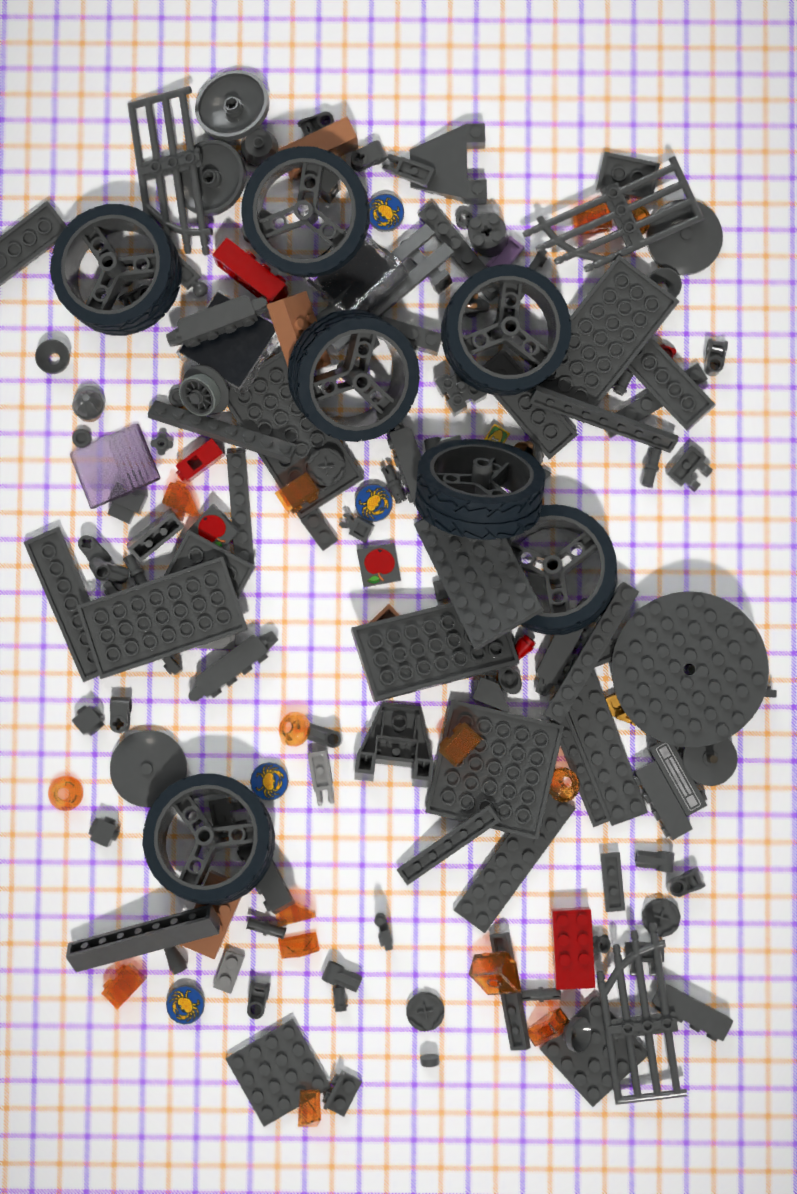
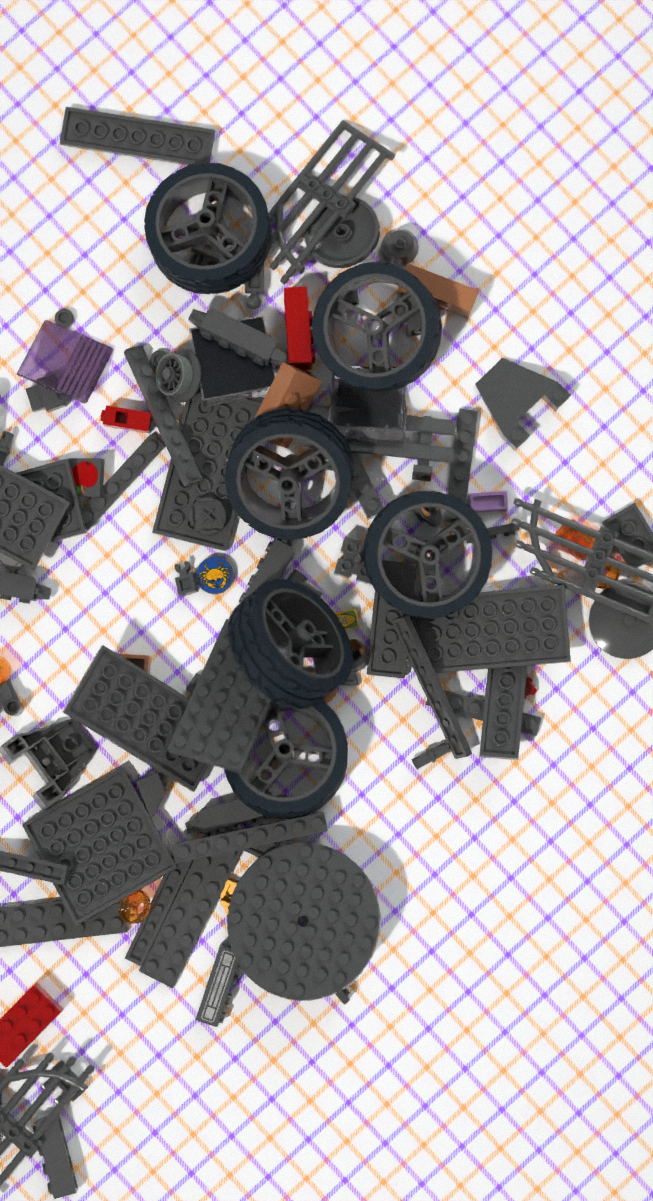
camera: 45 degrees right, 0 degrees up
(44, 352) = (100, 232): dark grey piece -> none
(88, 403) = (94, 299): dark grey piece -> none
(155, 535) = (42, 438): dark grey brick -> none
(161, 449) = (114, 385): dark grey plate -> none
(181, 499) = (86, 432): clear orange slope -> none
(232, 105) = (411, 198): dark grey dish -> none
(298, 493) = (167, 513): clear orange brick -> none
(314, 122) = (454, 271): dark grey piece -> none
(319, 530) = (157, 554): dark grey plate -> none
(370, 155) = (470, 333): dark grey piece -> none
(378, 565) = (172, 621): tile -> none
(386, 212) = (438, 383): tile -> none
(393, 484) = (242, 577): dark grey pin -> none
(410, 170) = (485, 373): dark grey hinge -> none
(459, 744) = (93, 803): clear orange brick -> none
(462, 225) = (481, 448): dark grey bush -> none
(490, 225) = (490, 464): dark grey brick -> none
(509, 680) = (175, 796): dark grey piece -> none
(524, 646) = (211, 783): red cone -> none
(605, 944) = (47, 1046): dark grey plate -> none
(612, 881) = (97, 1009): dark grey plate -> none
(622, 384) = (474, 676): dark grey pin -> none
(659, 860) = (145, 1030): dark grey piece -> none
(664, 803) = (191, 990): dark grey brick -> none
(665, 915) = (107, 1071): dark grey tile -> none
(669, 277) = (585, 635): dark grey piece -> none
(686, 466) = (456, 780): dark grey plate -> none
(689, 881) = (147, 1065): dark grey piece -> none
(711, 763) = (249, 1002): dark grey piece -> none
(715, 353) = (561, 723): dark grey piece -> none

